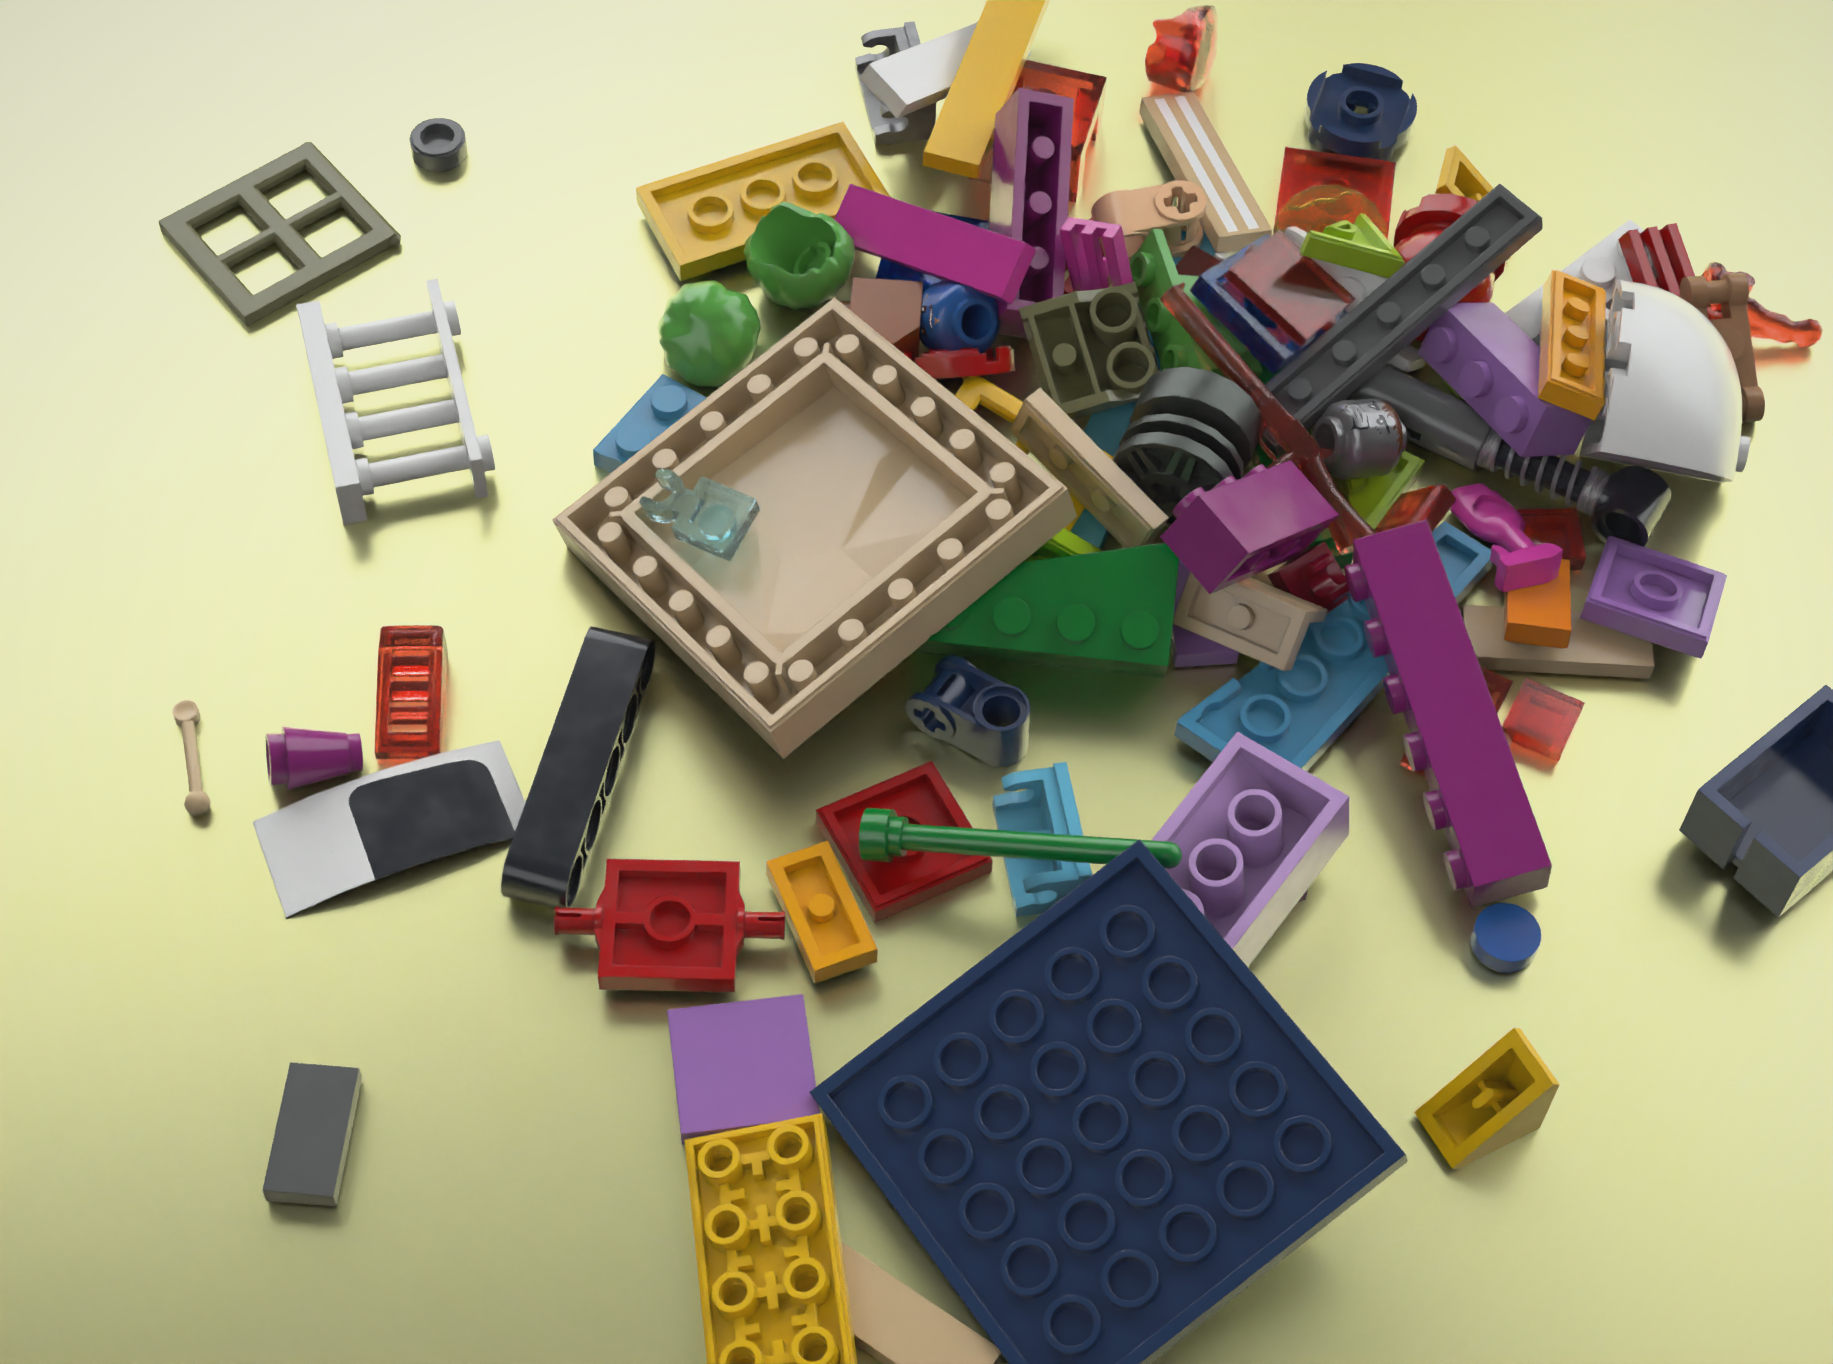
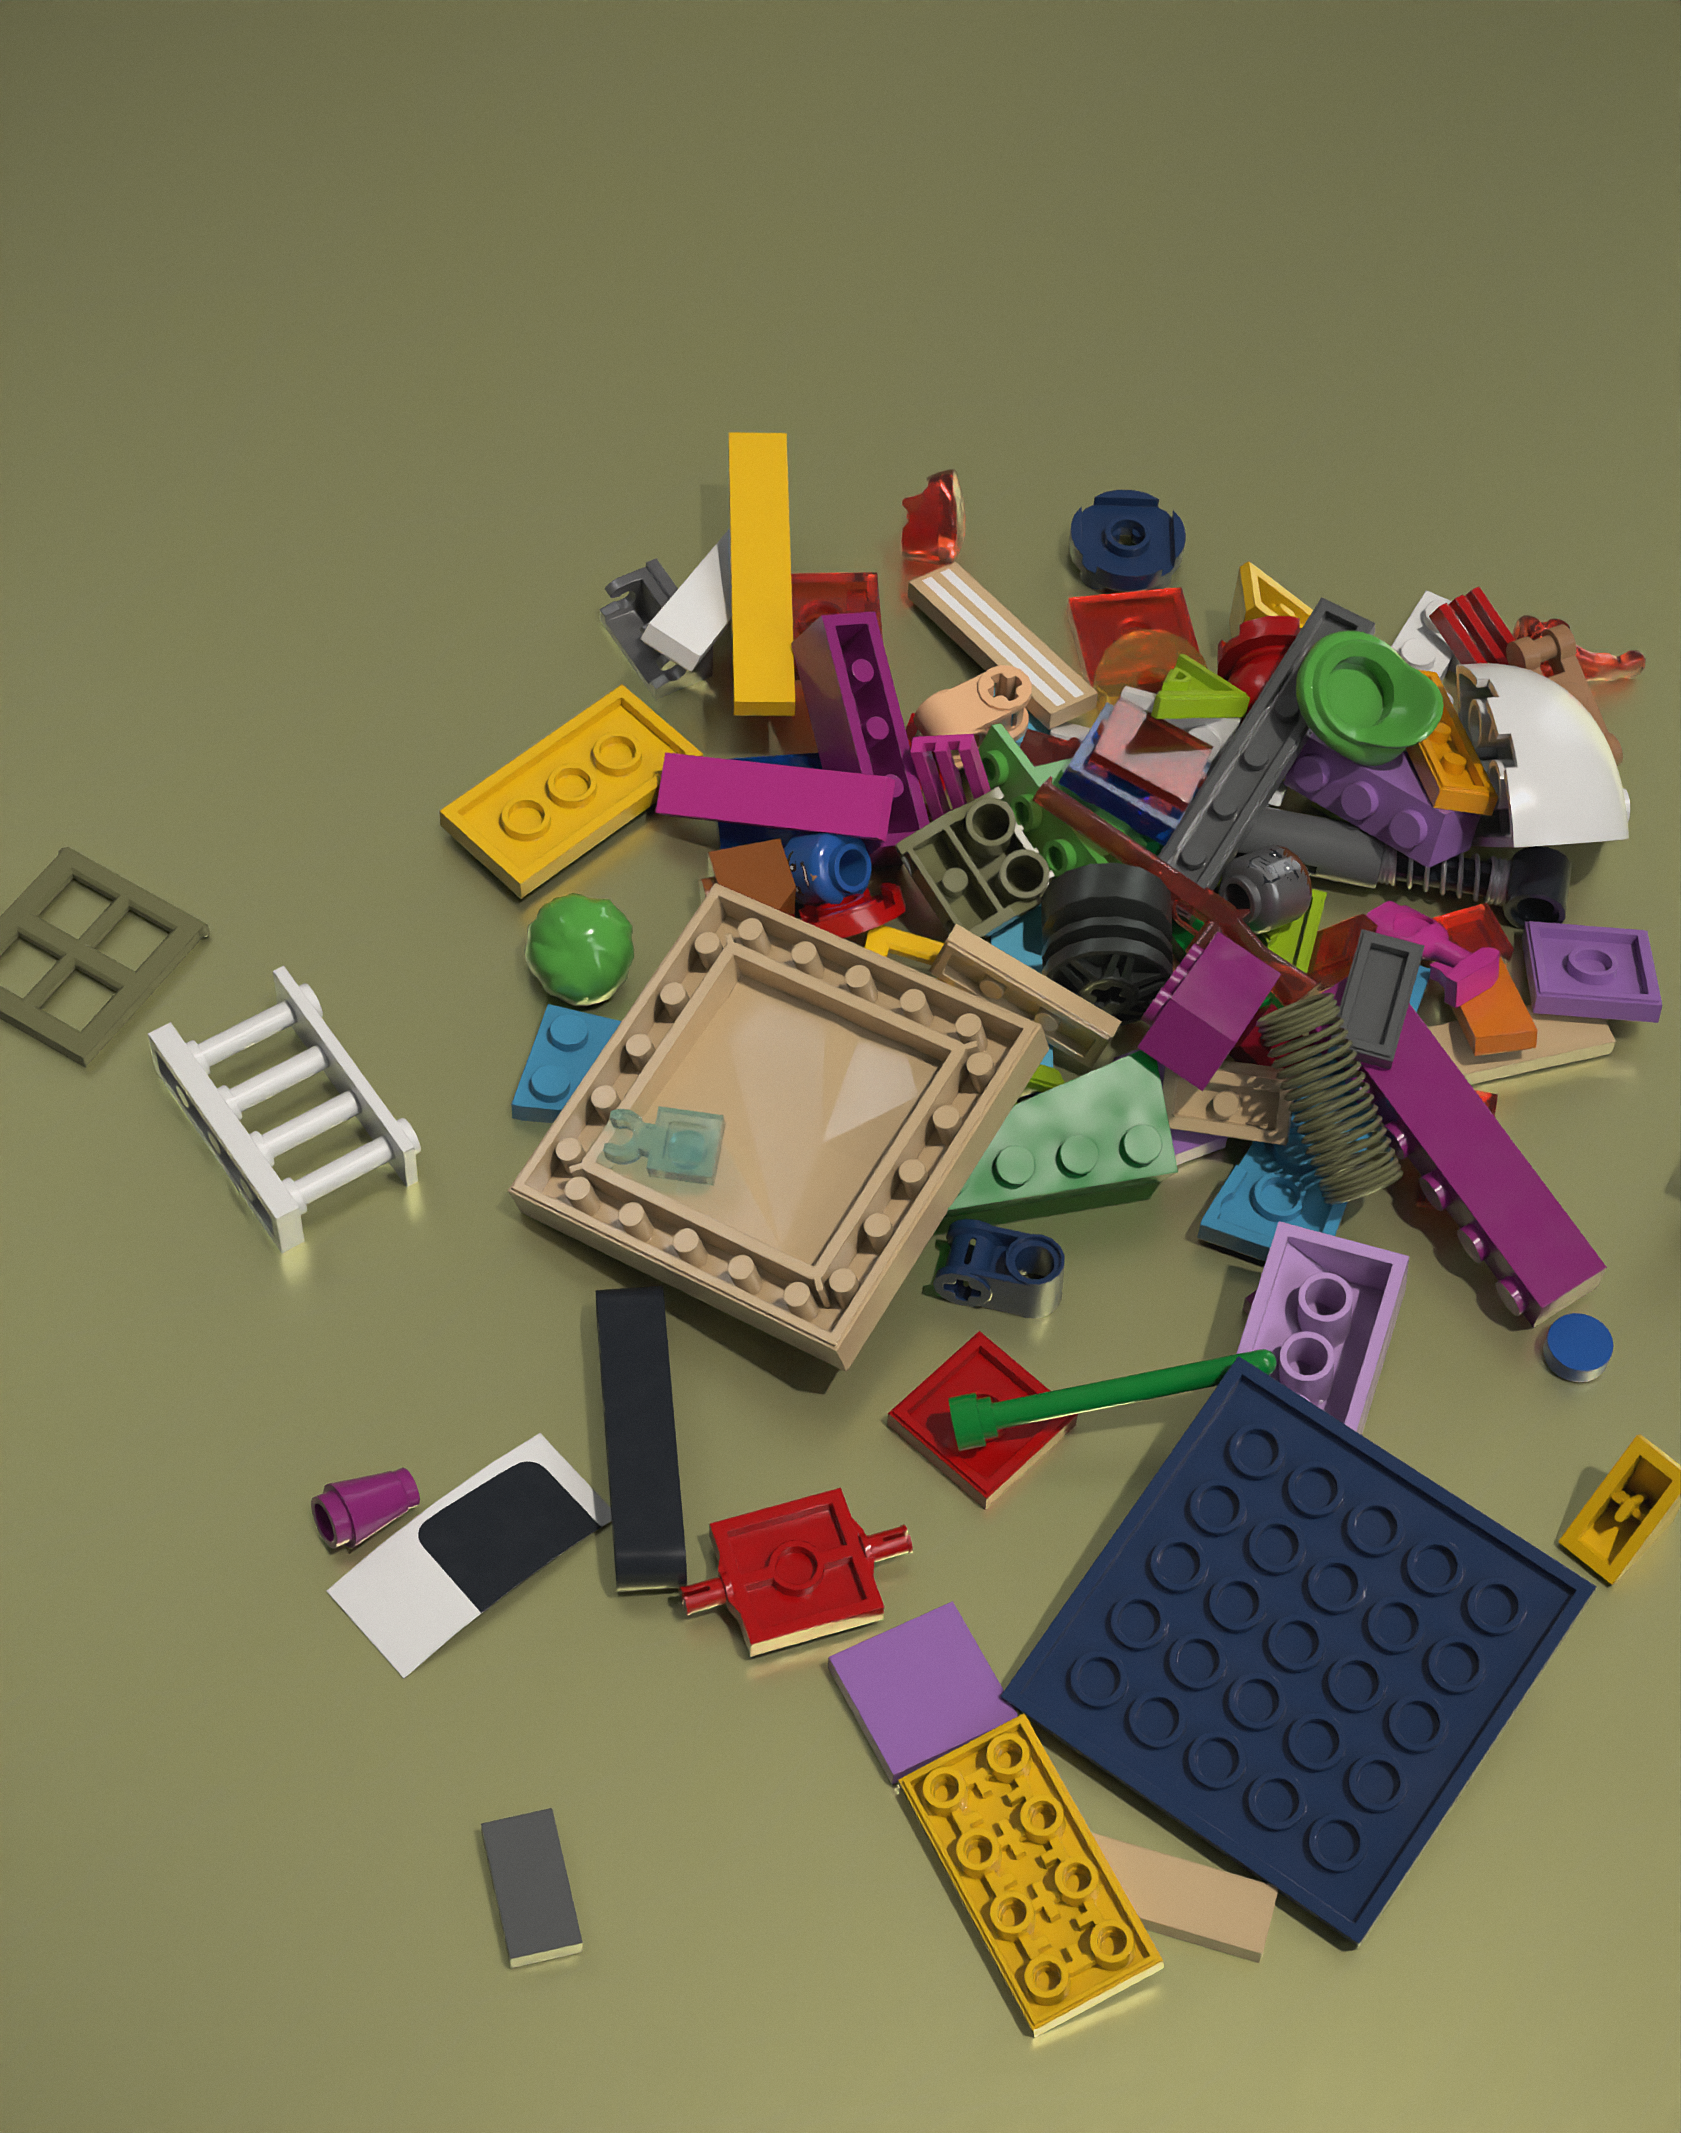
camera: 20 degrees left, 0 degrees up
(187, 716) = (210, 1502): tan hinge -> none
(410, 653) = (422, 1370): clear red slope -> none
(438, 144) = (204, 815): dark grey tile -> none
(799, 256) = (642, 843): bright green hair -> none
(821, 912) = (937, 1513): light orange plate -> none
(1042, 808) = (1112, 1346): medium azure hinge -> none
(1305, 553) = (1346, 1177): none -> olive piece
(1411, 555) = (1378, 996): none -> dark grey tile
(1504, 281) = (1365, 698): none -> bright green piece
(1542, 719) = (1533, 1121): clear red tile -> none

